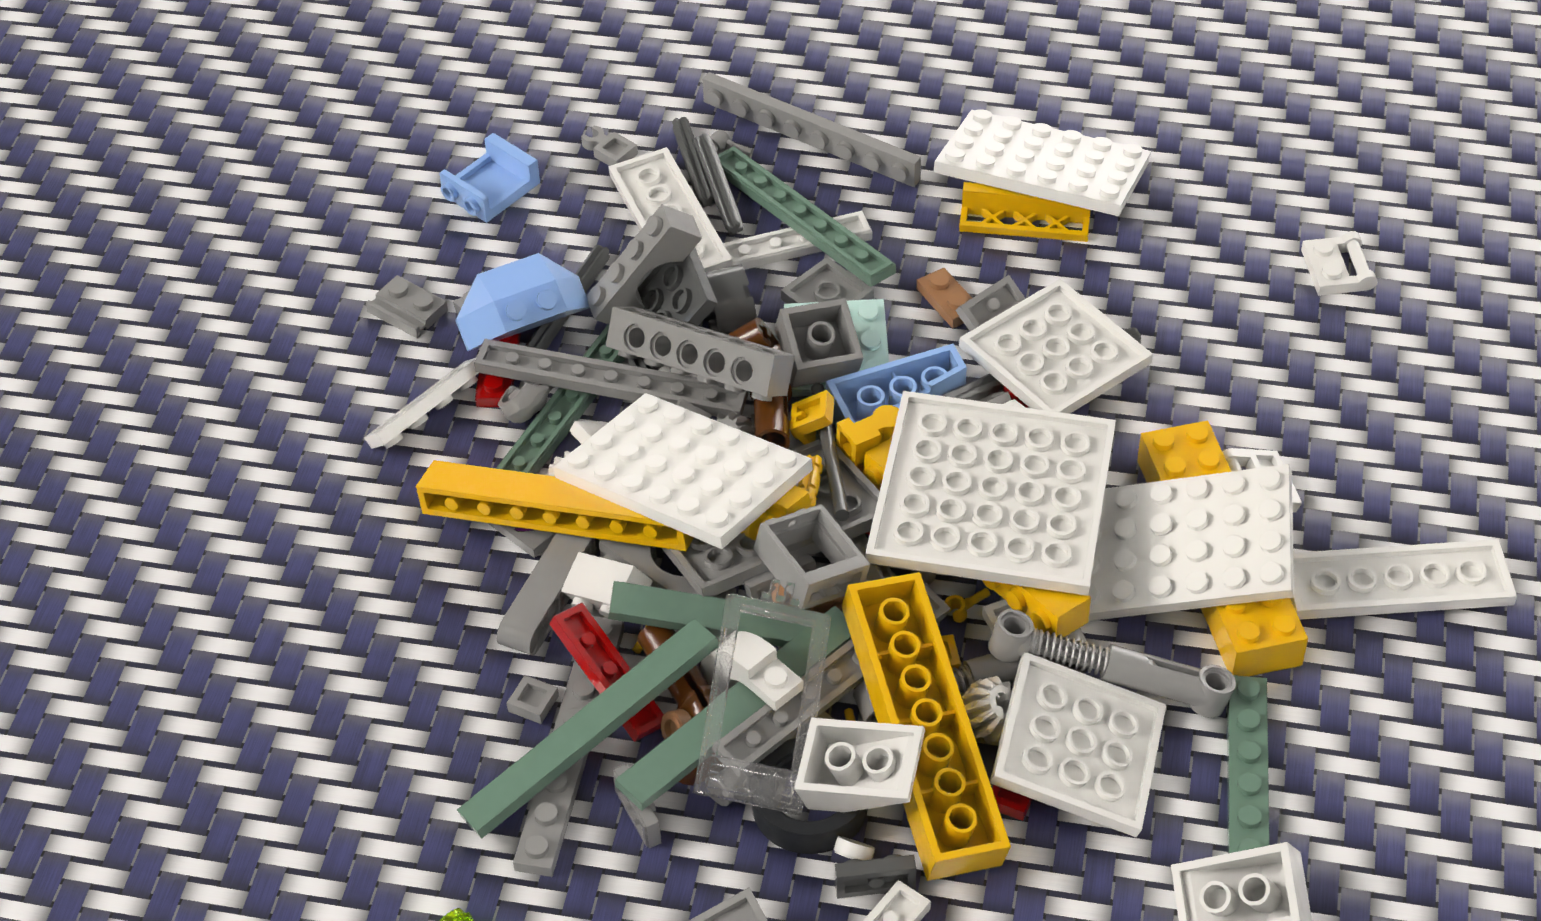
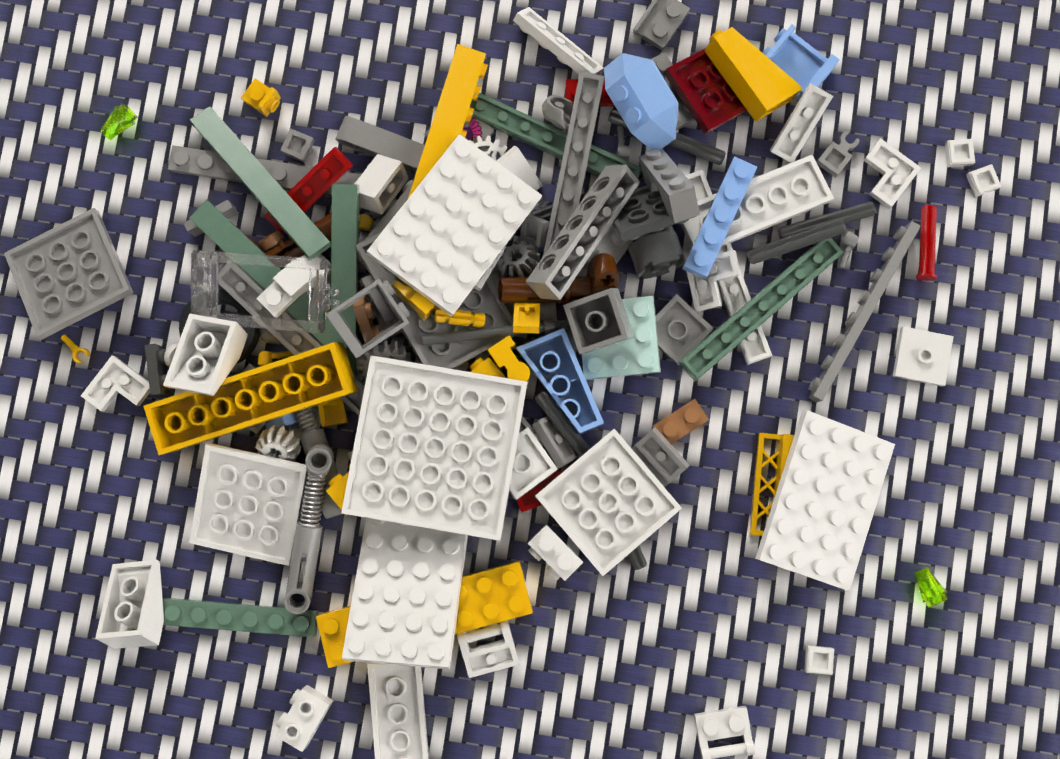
camera: 90 degrees right, 35 degrees up
(452, 746) = (261, 97): none -> yellow bracket
(500, 208) = (751, 74): none -> yellow slope
(508, 242) = (704, 91): none -> dark red plate
(569, 169) = (801, 123): none -> white plate
(579, 347) = (622, 151): none -> light grey hand
(617, 52) = (959, 152): none -> white tile
(634, 99) = (896, 172): none -> white plate
(653, 34) = (983, 180): none -> white tile
(714, 246) = (719, 218): none -> light blue plate
(745, 77) = (927, 244): none -> red axle
(762, 264) = (706, 292): none -> white plate
(864, 87) = (923, 356): none -> white plate
(1132, 405) = (555, 553): none -> white brick
(1142, 85) = (930, 588): none -> clear neon green cone
(1236, 181) = (819, 660): none -> white tile
(1383, 685) = (303, 718): none -> white brick

